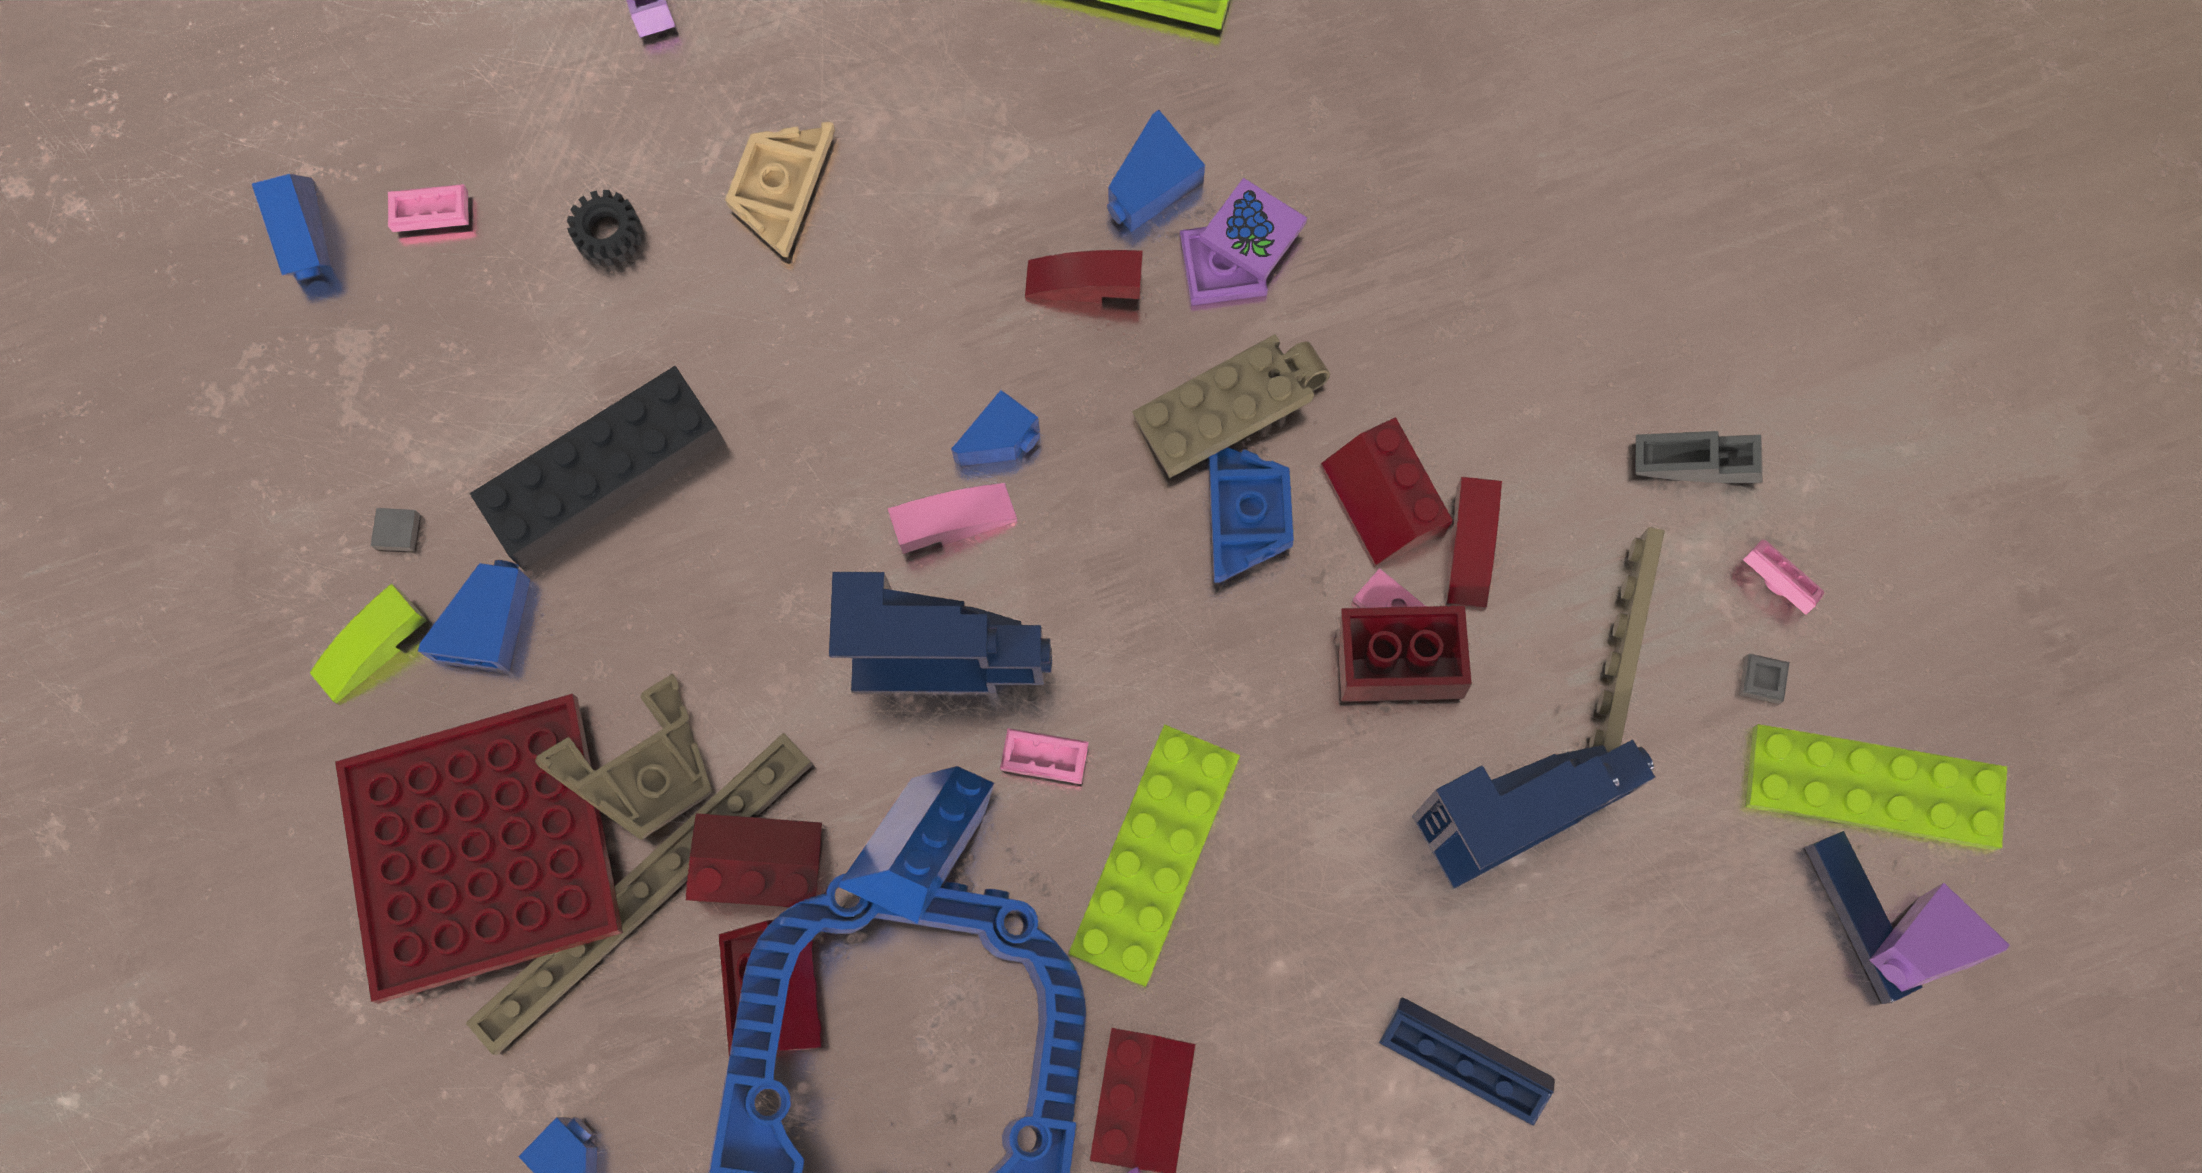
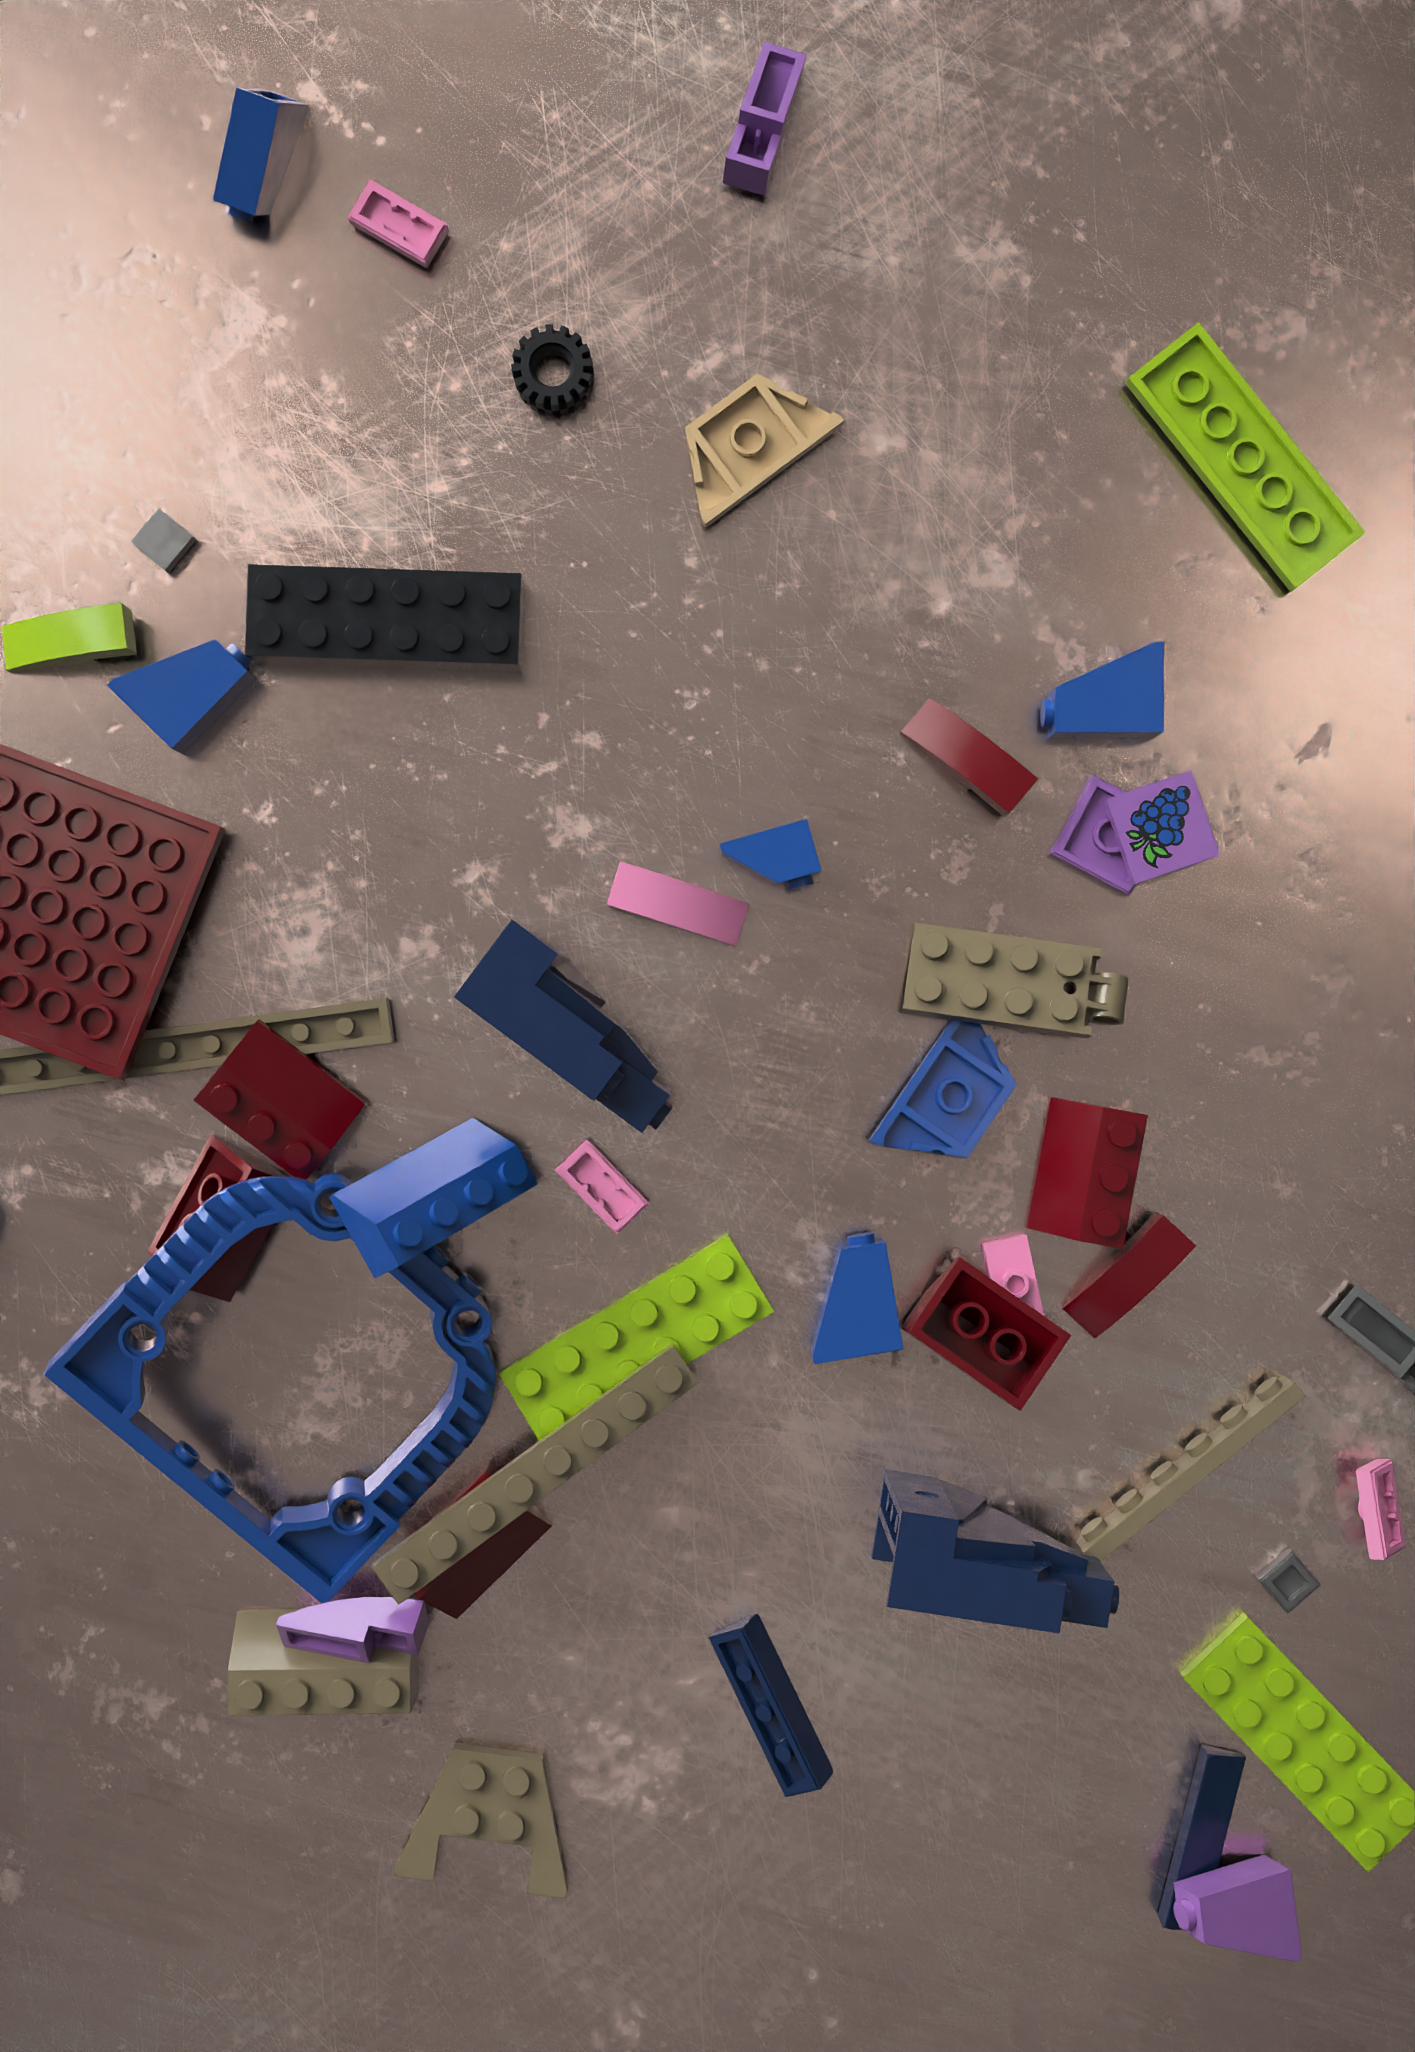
camera: 30 degrees right, 15 degrees up
(646, 782) = (237, 958): dark tan wing -> none
(1148, 1002) = (534, 1474): none -> dark tan plate
(1297, 702) = (858, 1304): none -> blue slope

